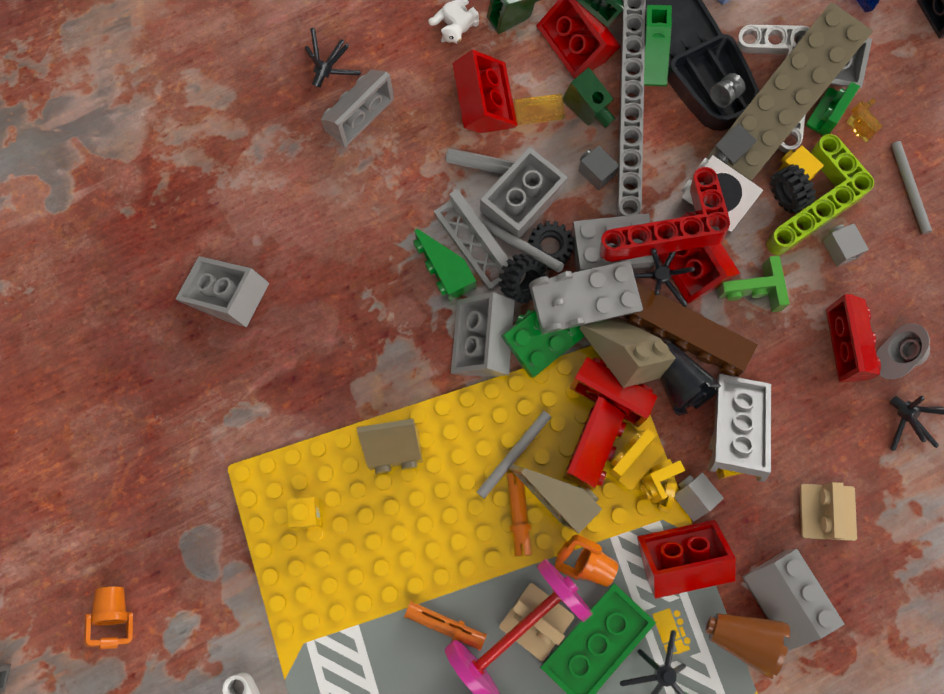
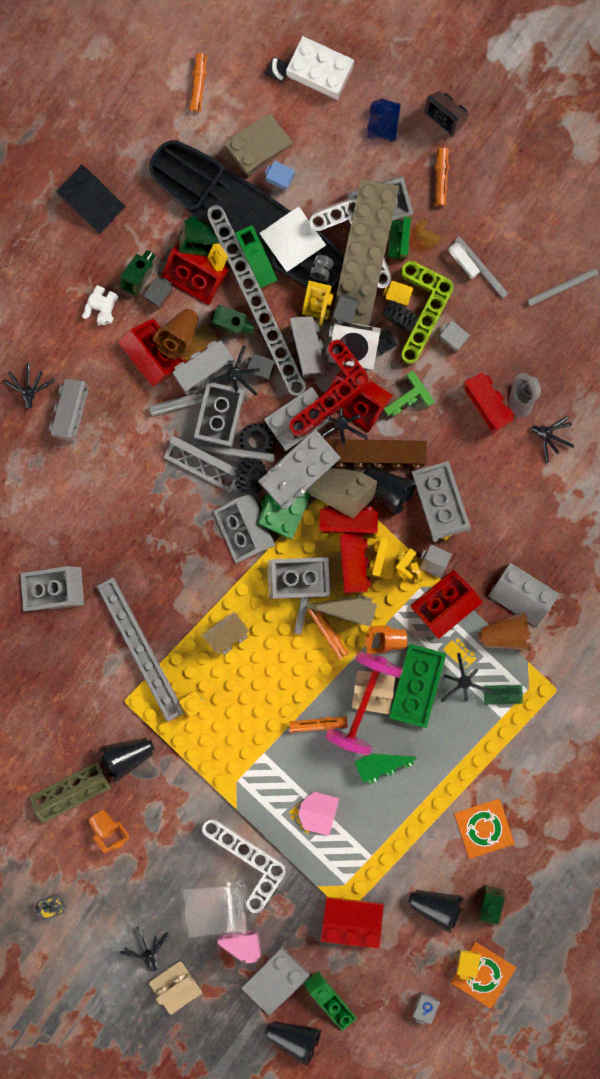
camera: 25 degrees left, 10 degrees up
(94, 548) = (71, 795): none -> olive fence
(186, 534) = (125, 756): none -> black cone
(281, 417) = (140, 649): none -> light grey tile
(449, 268) = (197, 493): green slope -> none
(517, 426) = (298, 578): none -> light grey slope
(521, 82) = (177, 335): none -> dark orange cone
(525, 36) = (158, 292): none -> dark grey brick
(543, 129) = (203, 367): none -> light grey brick
(566, 157) = (235, 374): none -> black plant
(613, 23) = (217, 257): none -> yellow plate
(666, 171) = (308, 347): none -> light grey slope
(701, 126) = (316, 301): none -> yellow bracket
(707, 48) = (292, 239): none -> white sticker
(758, 214) = (385, 342): none -> black tile
(828, 511) = (522, 526): tan bracket -> none
(895, 165) = (463, 259): none -> white piece
(912, 62) = (441, 177): none -> orange pin

